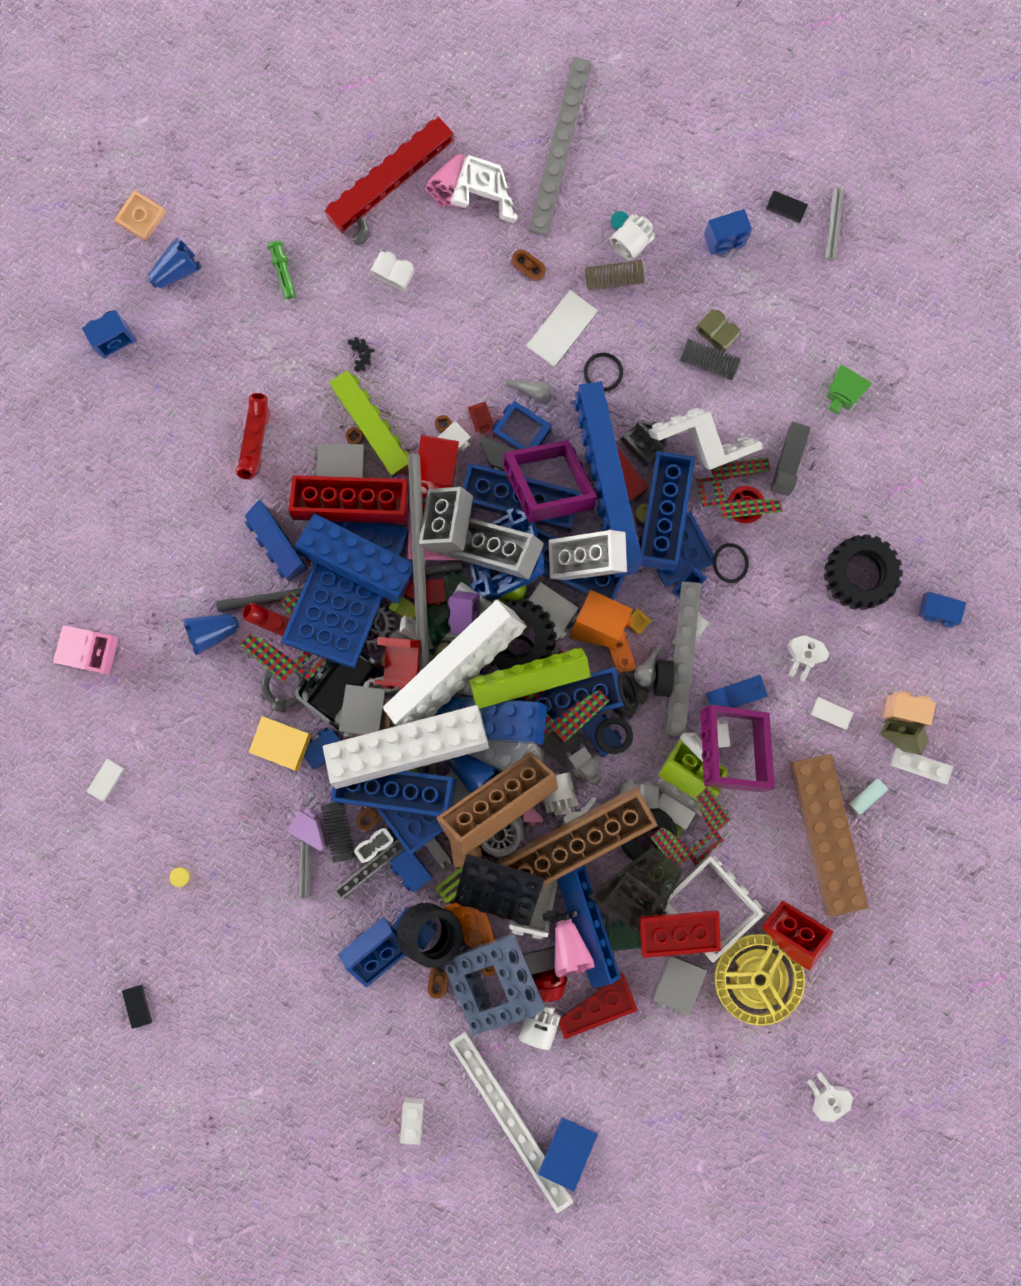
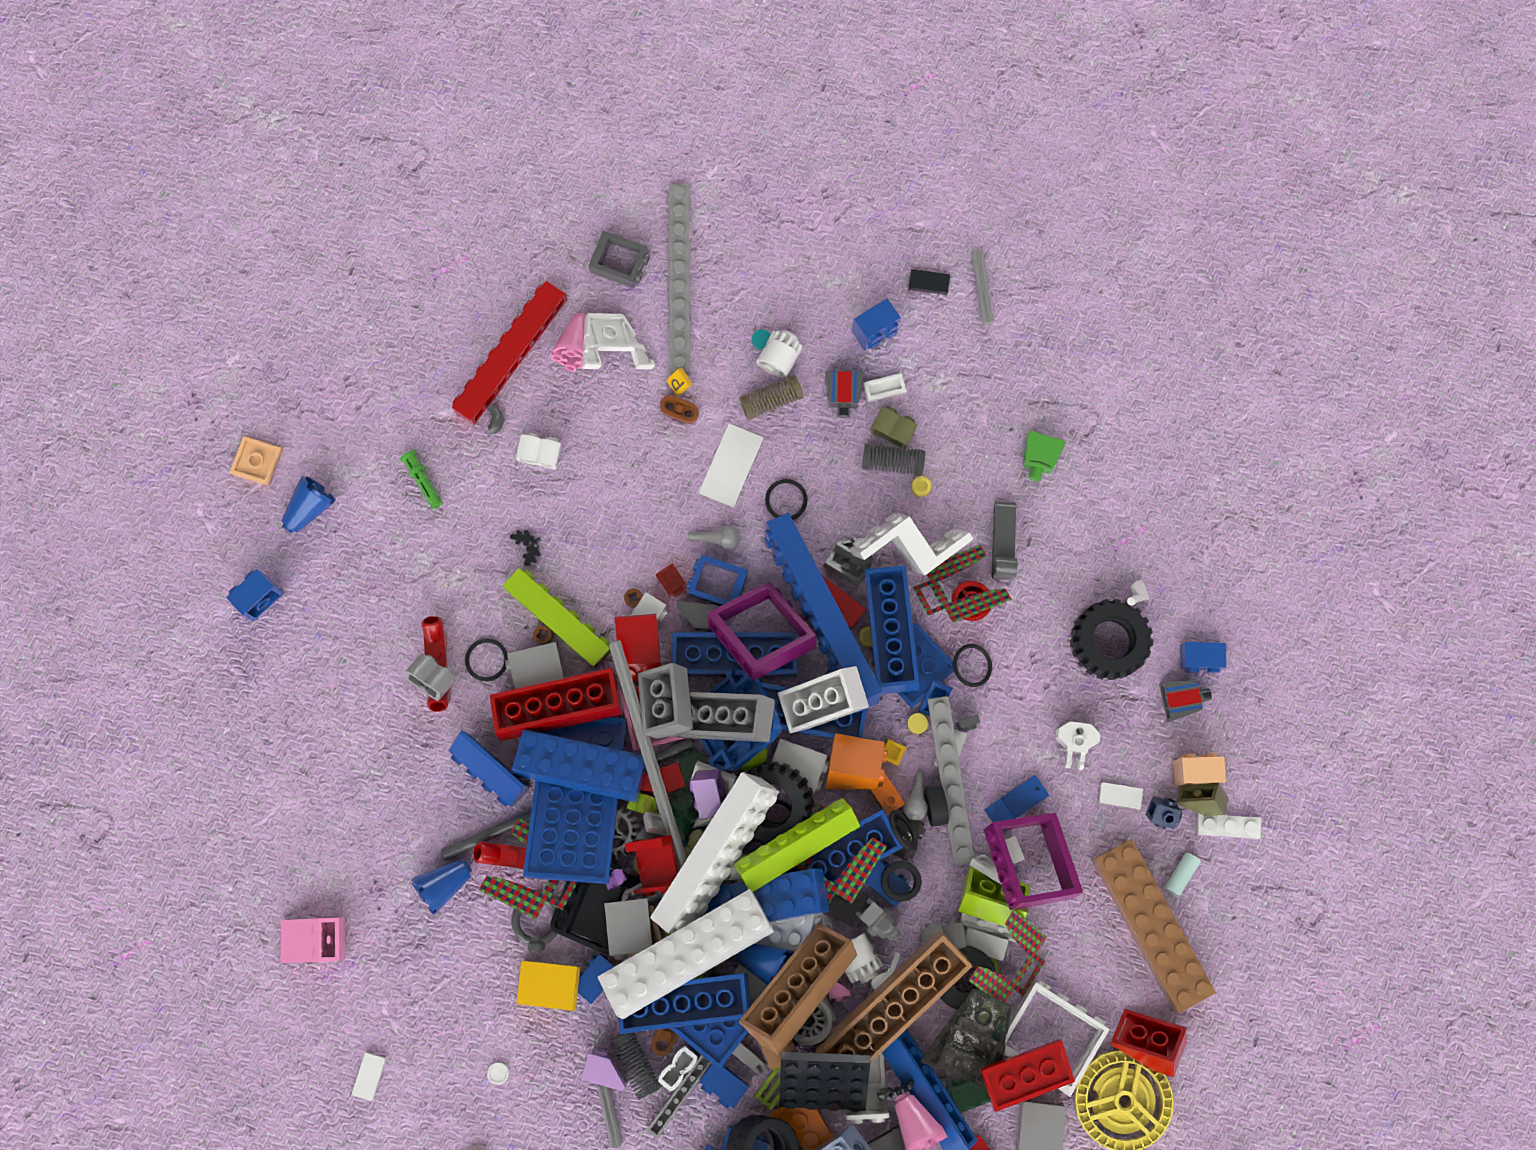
camera: 20 degrees left, 5 degrees down
(217, 807) = (498, 1073): none -> white piece
(244, 445) = (430, 676): none -> light grey brick
(282, 441) = (467, 664): none -> black tyre
(362, 667) = (616, 879): none -> medium lavender piece
(496, 102) = (599, 254): none -> dark grey window
(535, 240) = (679, 382): none -> yellow tile
(667, 602) = (917, 723): none -> light yellow tile
(682, 285) = (843, 390): none -> torso
(713, 613) = (968, 723): none -> dark grey plate
(719, 292) = (884, 387): none -> white tile
(728, 391) = (921, 486): none -> light yellow tile
(867, 738) = (1164, 812): none -> dark blue brick
(899, 538) = (1139, 593): none -> white piece
(912, 642) = (1182, 698): none -> torso

